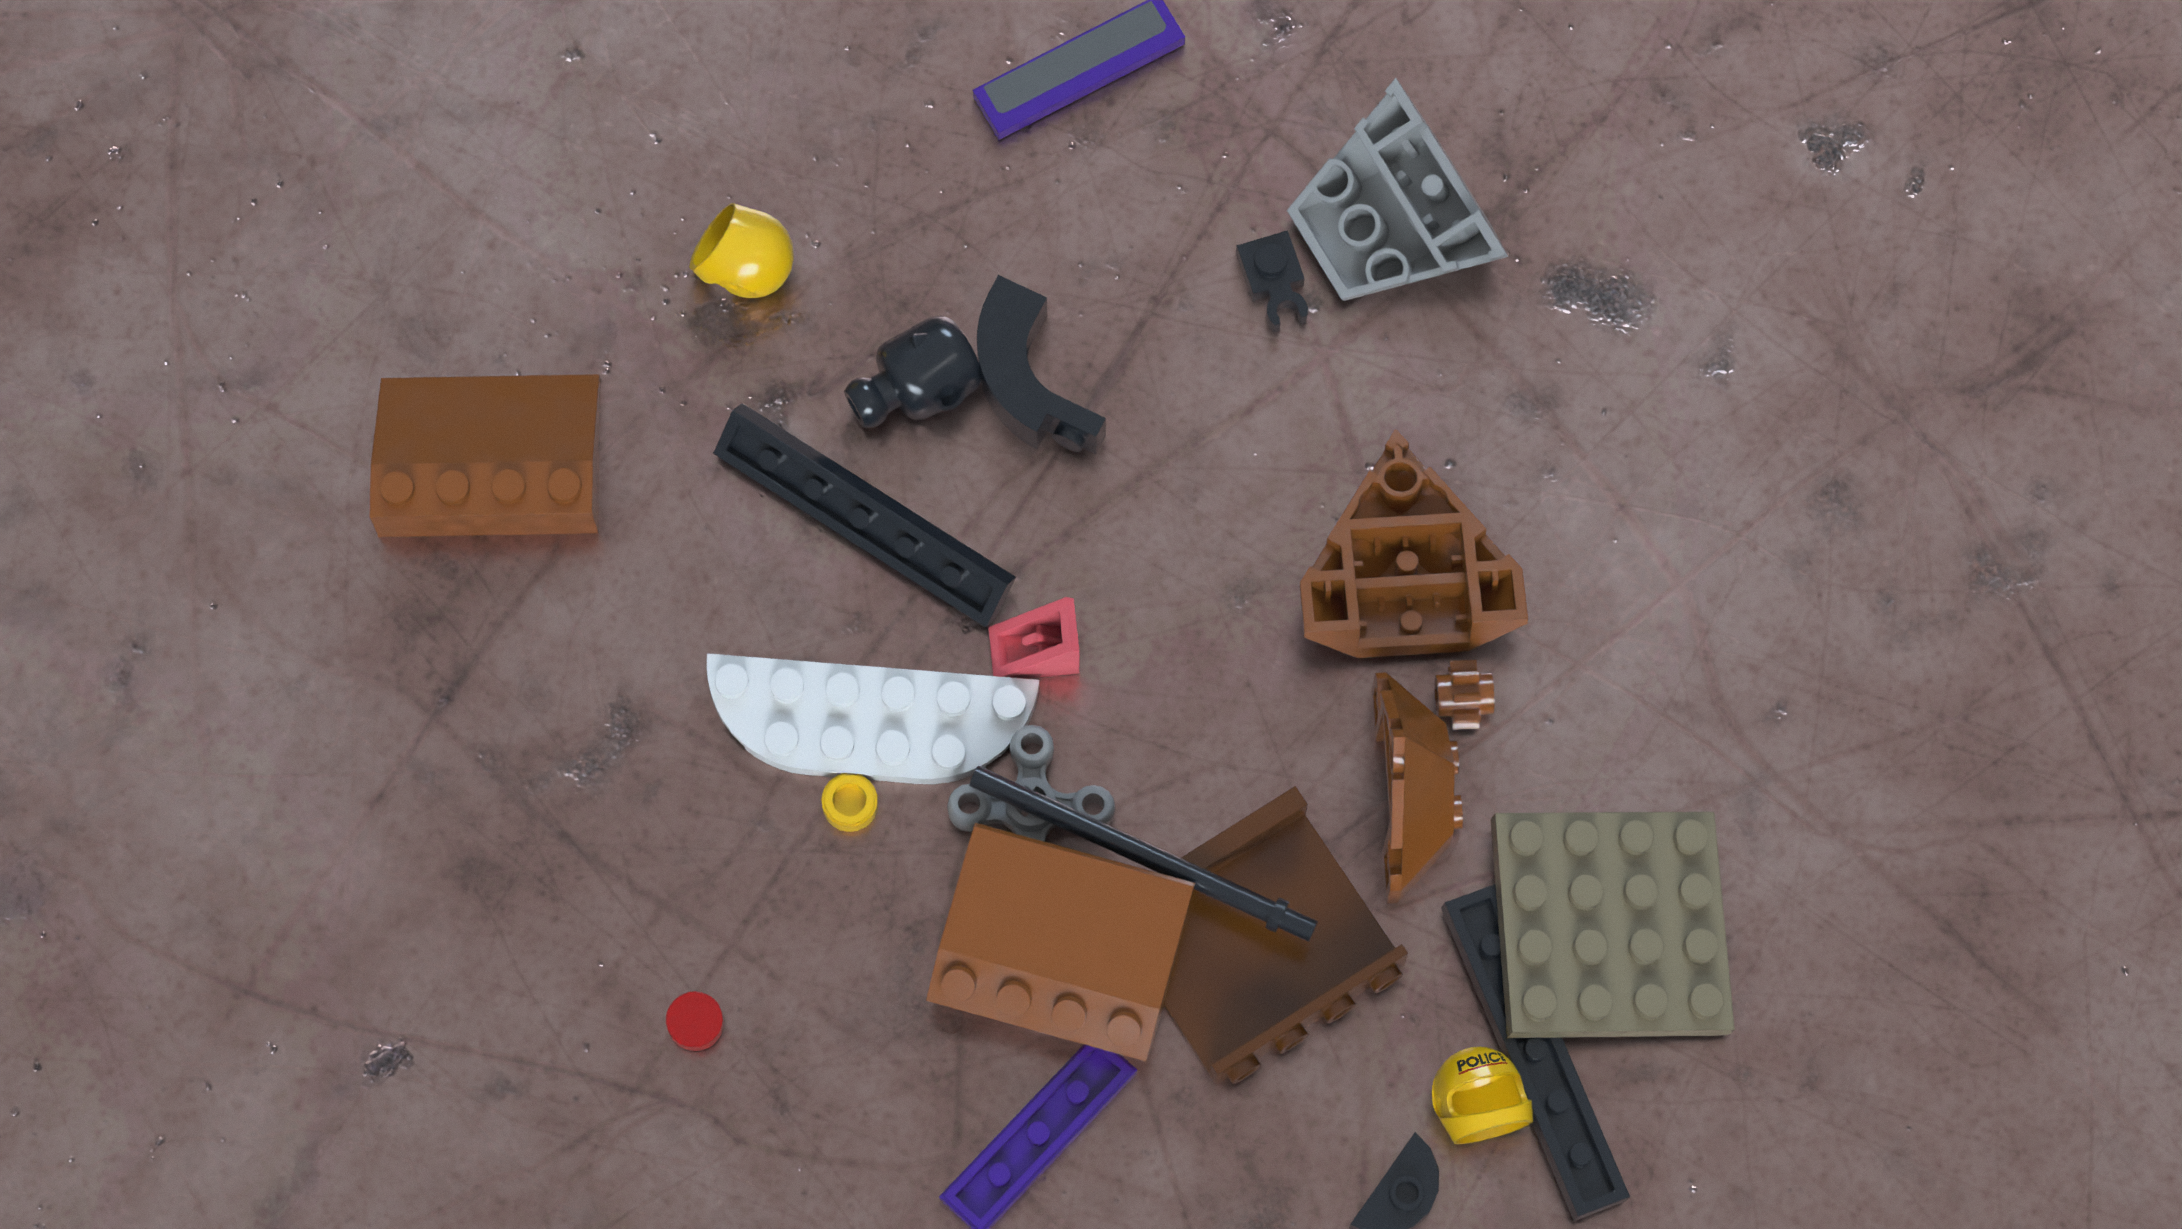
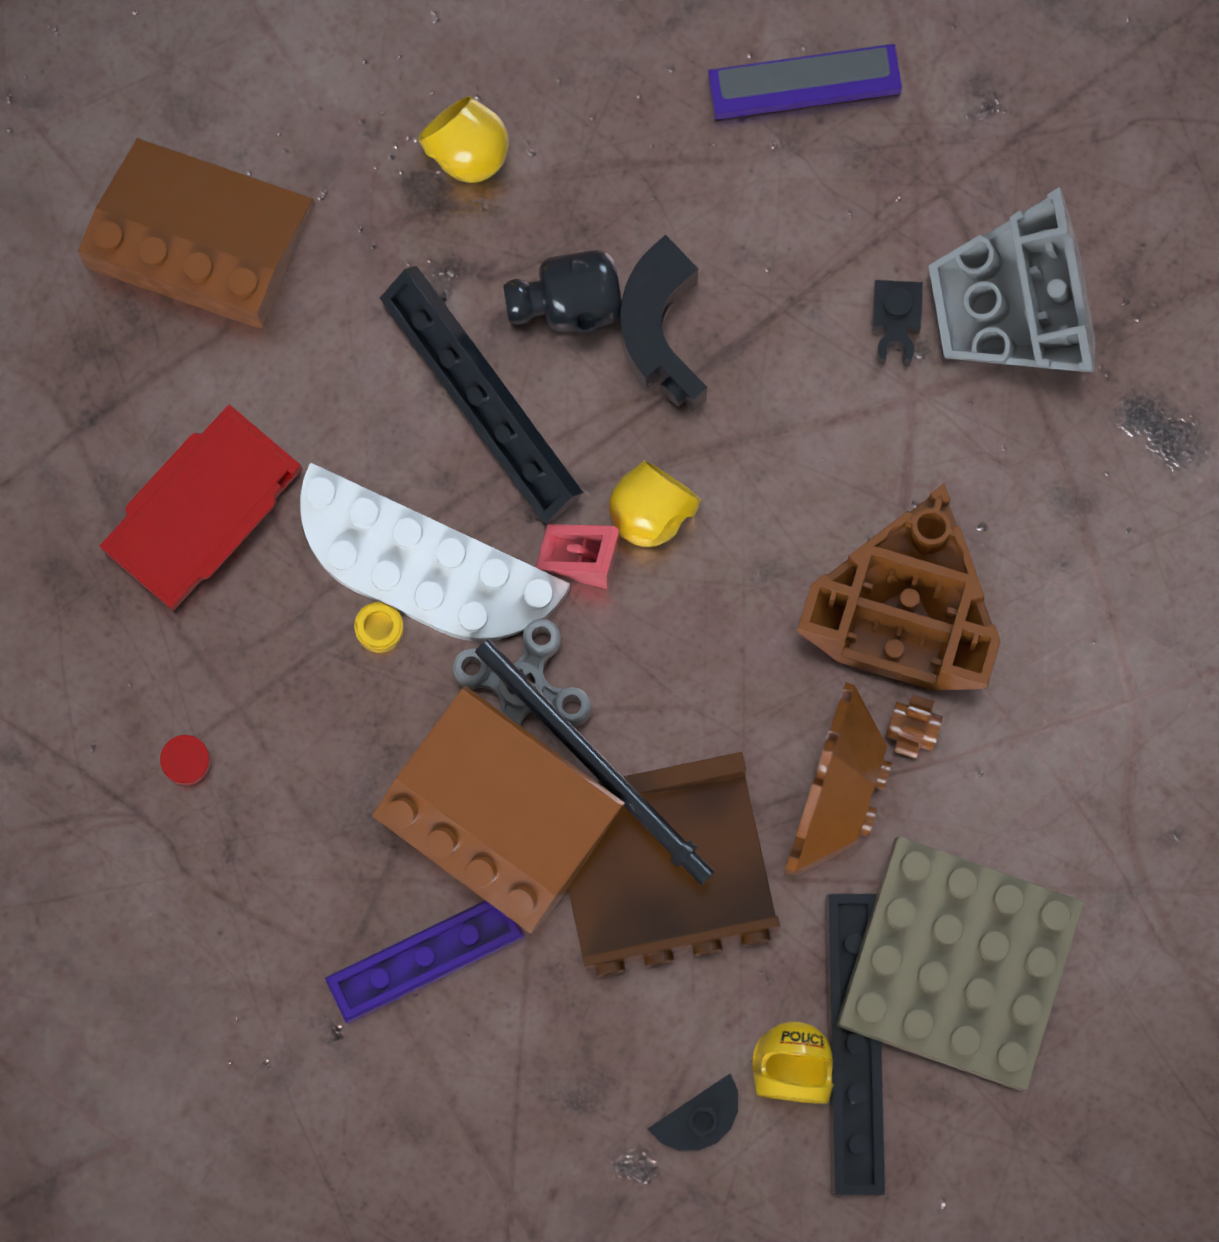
camera: 25 degrees right, 5 degrees up
(606, 744) = (200, 507): none -> red piece
(1093, 565) = (650, 505): none -> yellow helmet

